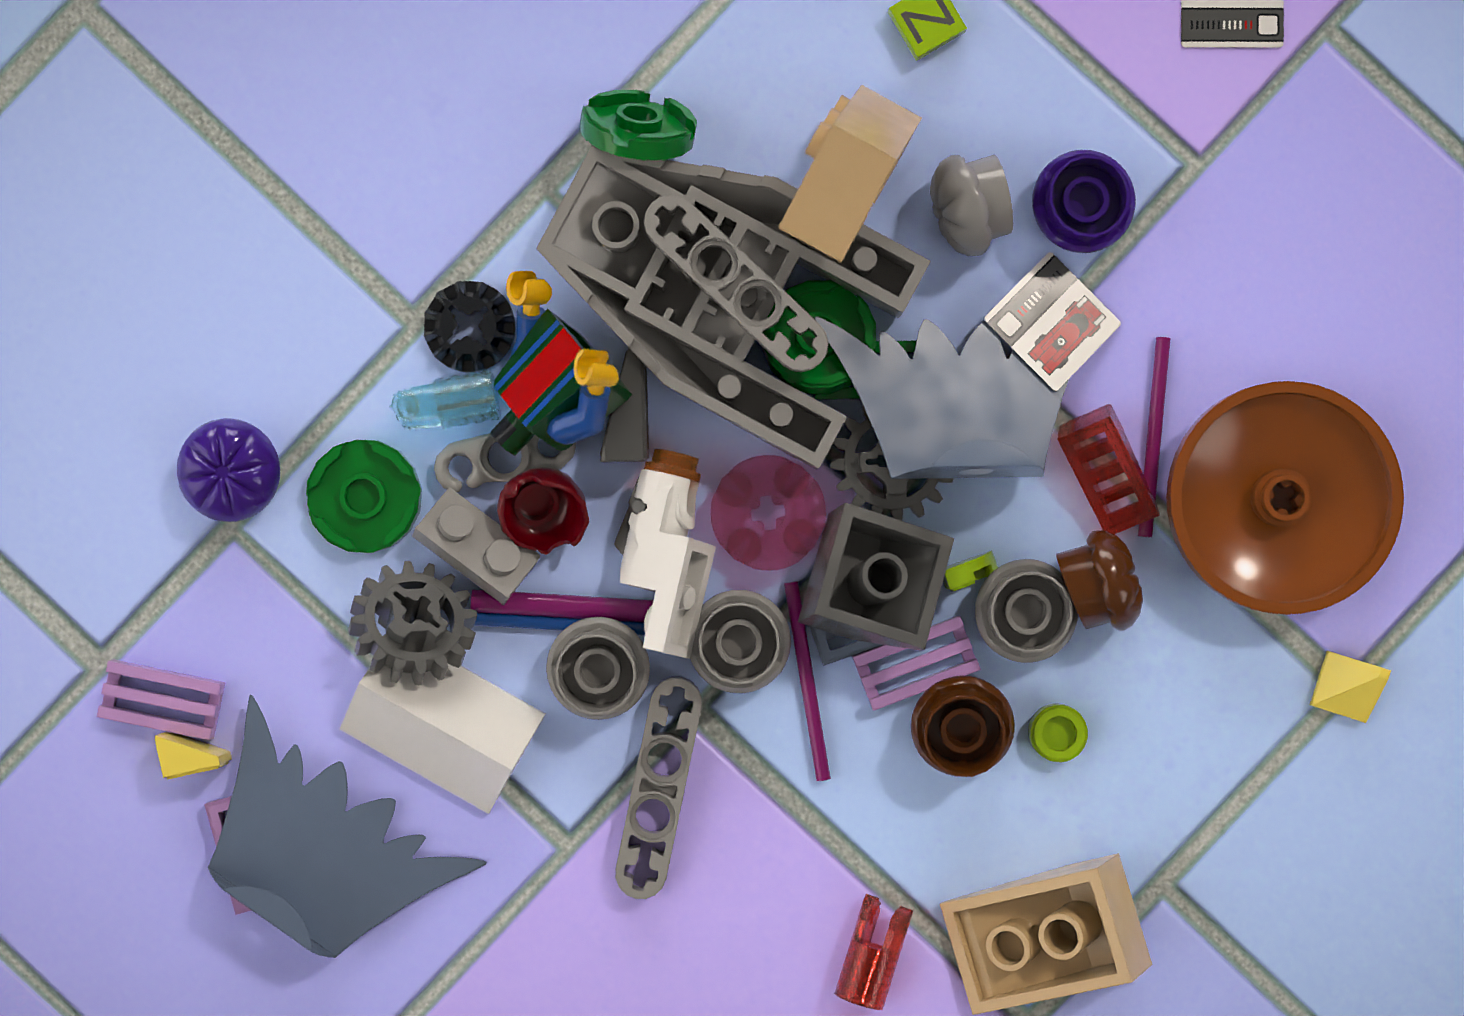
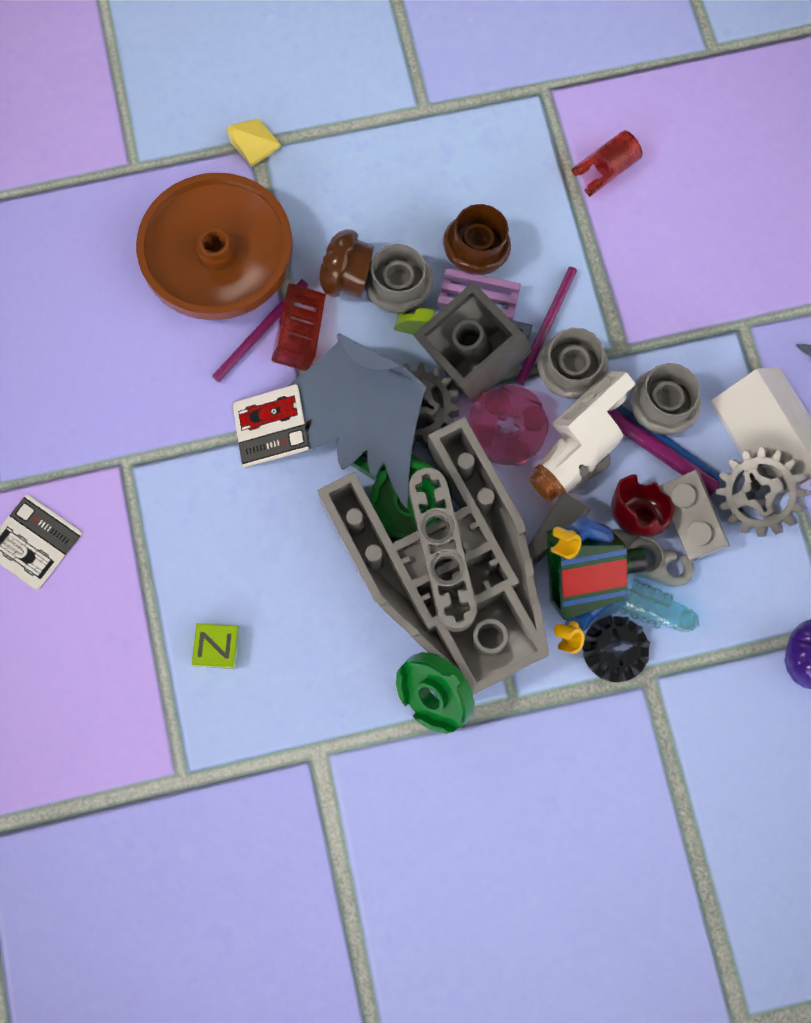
camera: 145 degrees left, 15 degrees down
(363, 496) = (744, 591): green tile -> none
(664, 788) = (670, 320): light grey beam -> none
(850, 167) = (324, 570): tan wedge -> none
(971, 203) = (267, 515): light grey piece -> none
(1047, 935) = (504, 114): tan slope -> none
(1058, 732) = (426, 213): lime tile -> none
(1083, 201) = (203, 477): dark purple piece -> none

